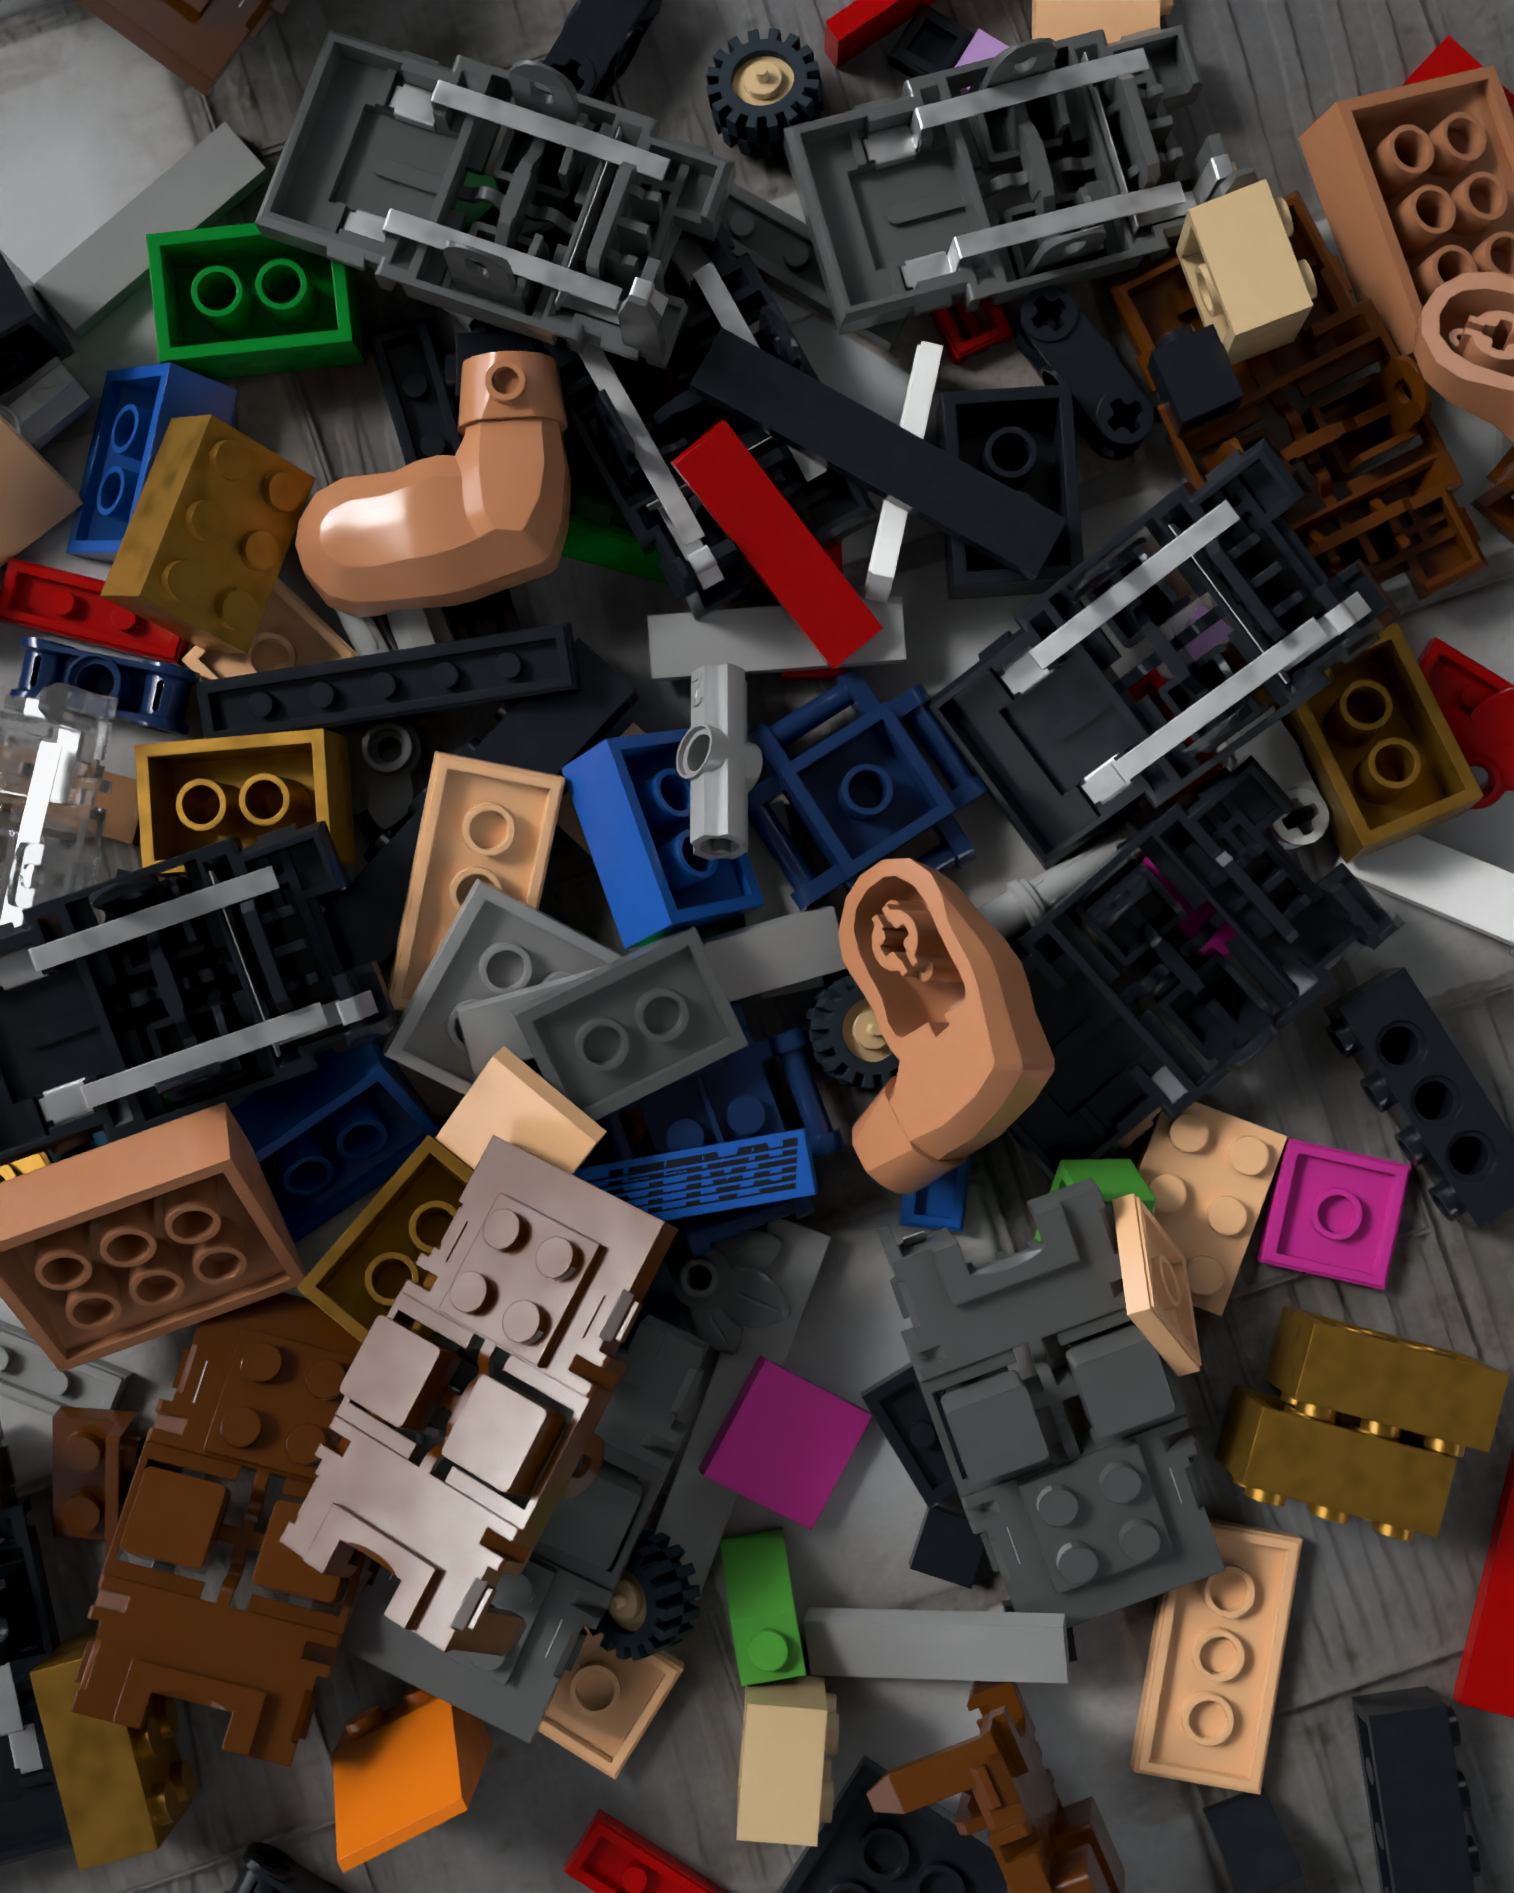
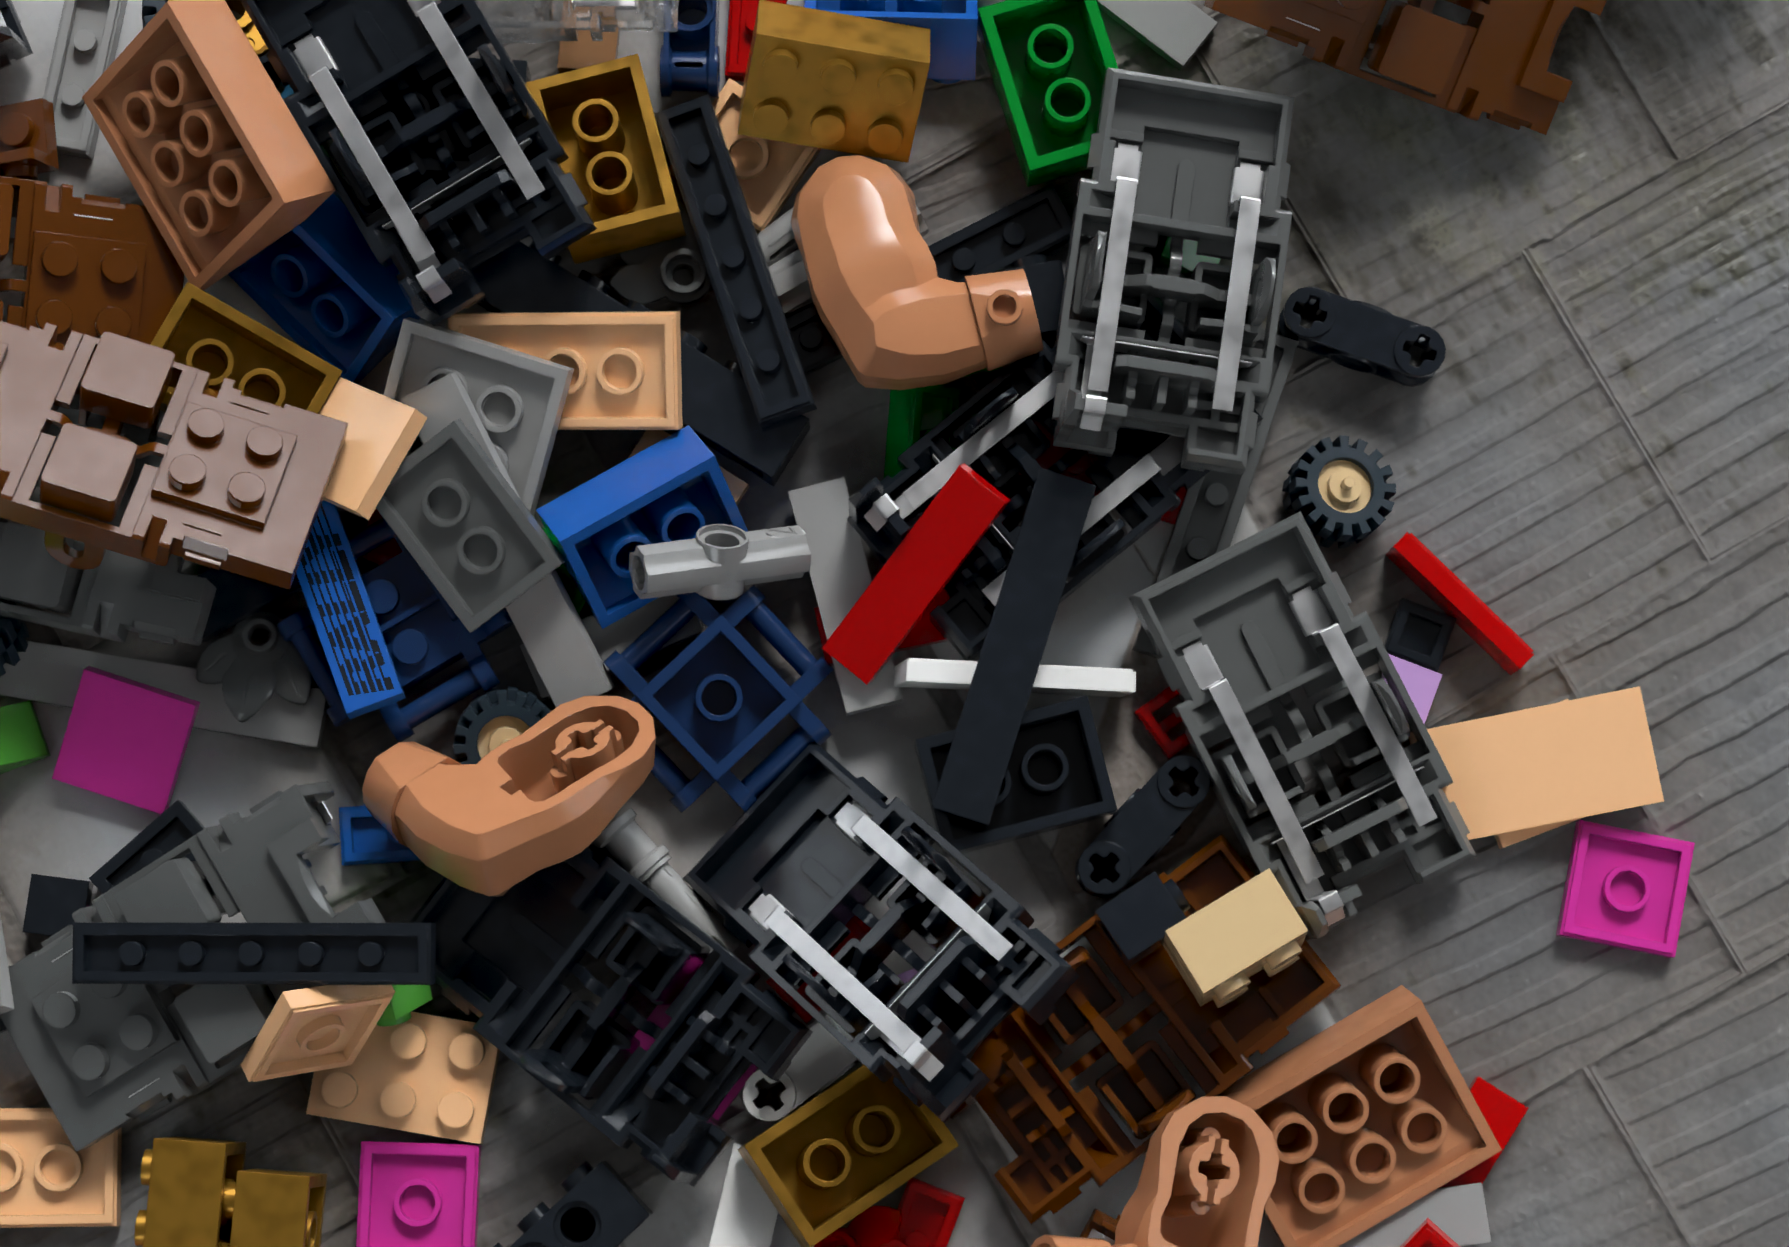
camera: 80 degrees right, 5 degrees down
(1071, 1340) = (253, 953): none -> black tile

